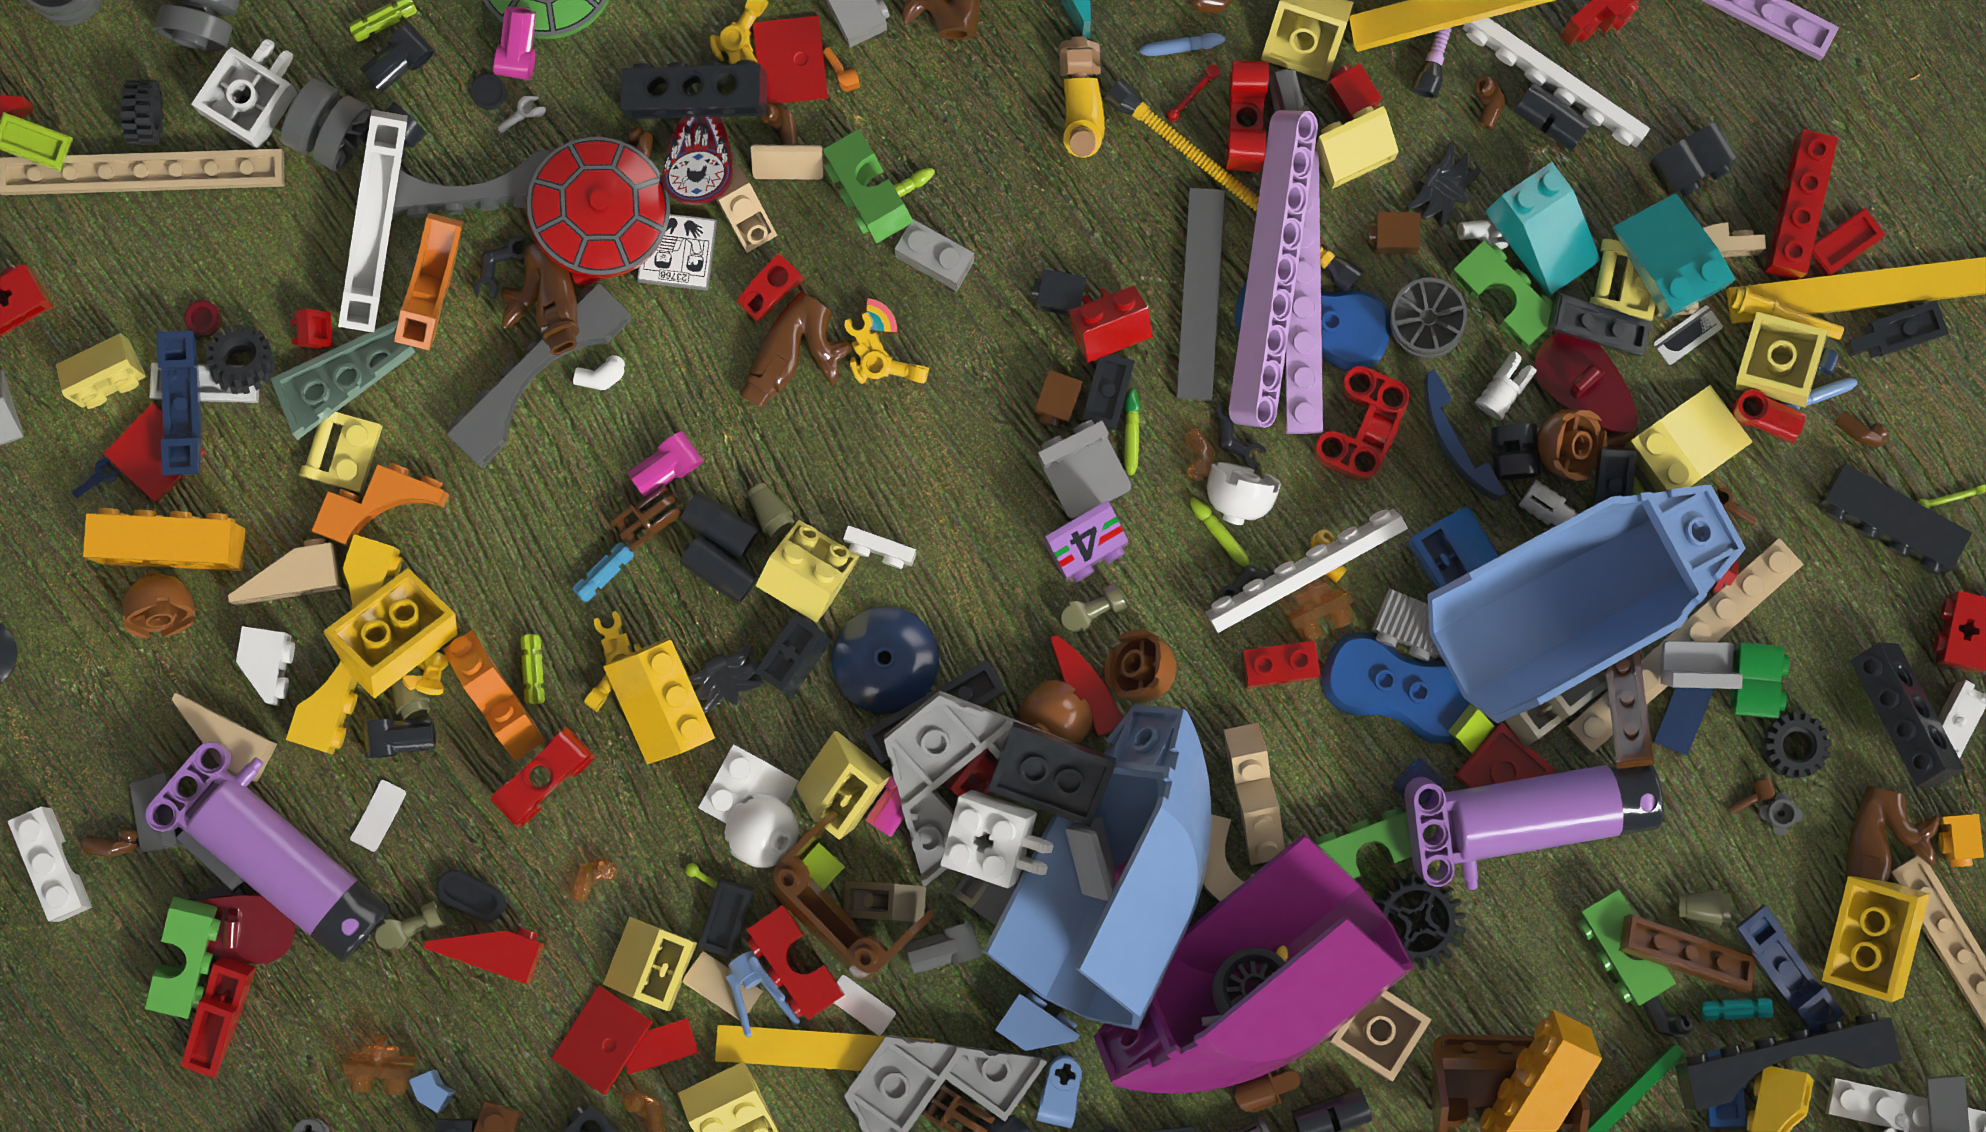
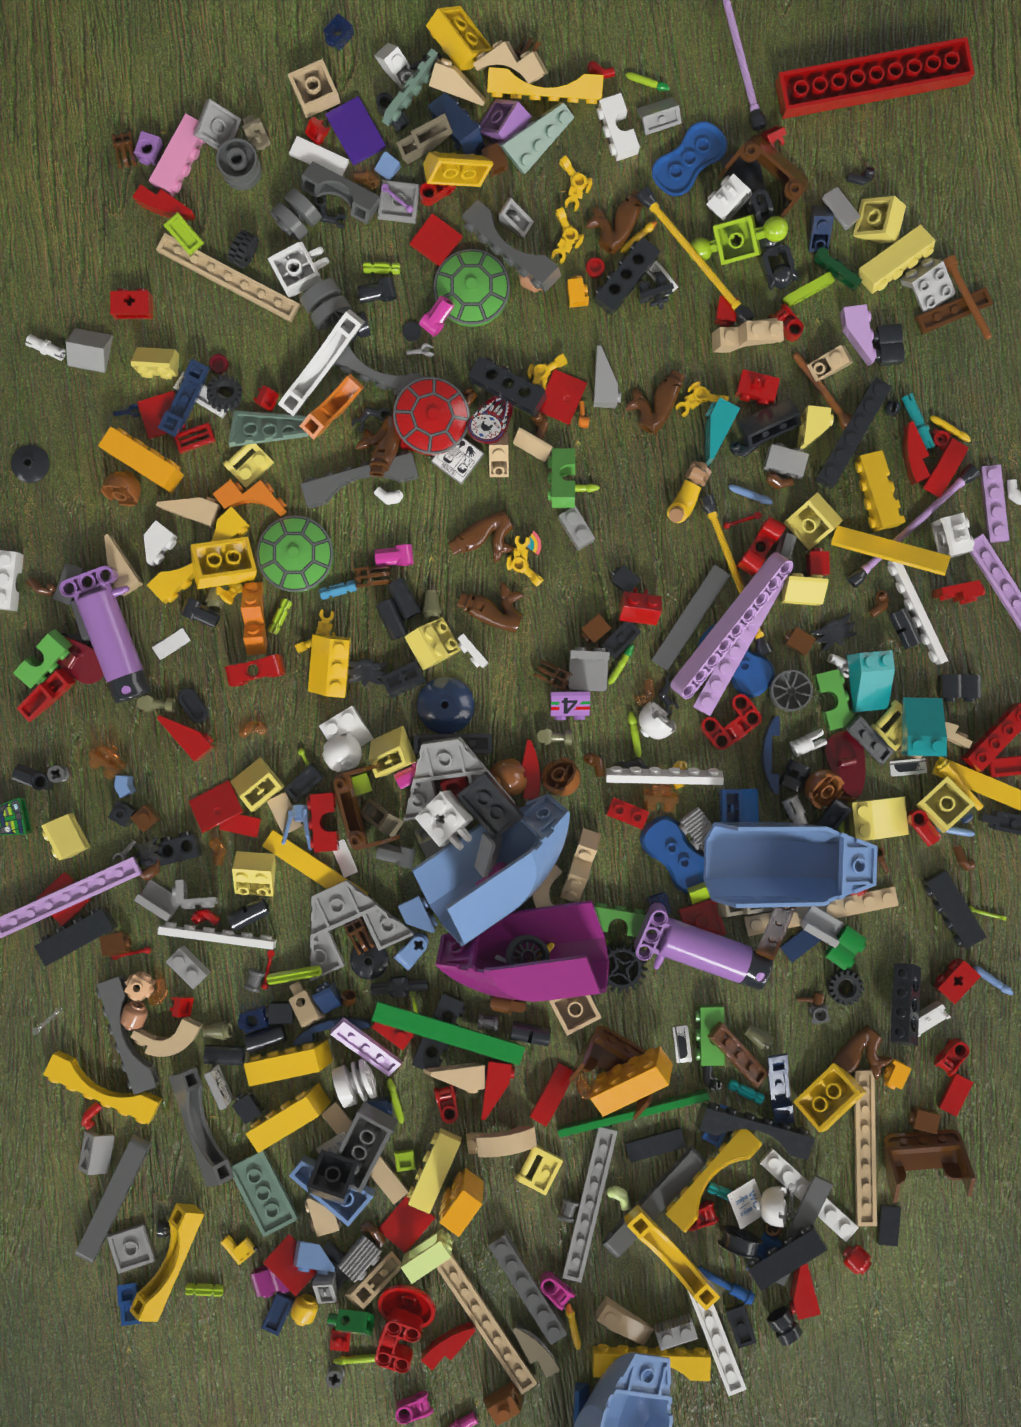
camera: 30 degrees right, 5 degrees up
(239, 469) = (197, 444): none -> red tile
(500, 554) = (295, 554): none -> bright green dish
(769, 287) = (490, 500): red leg -> none
(866, 470) = (487, 612): none -> reddish brown piece
(1035, 510) = (564, 680): none -> reddish brown arm
(1182, 612) = (596, 762): none -> reddish brown arm
(1589, 992) = (682, 1044): none -> sticker

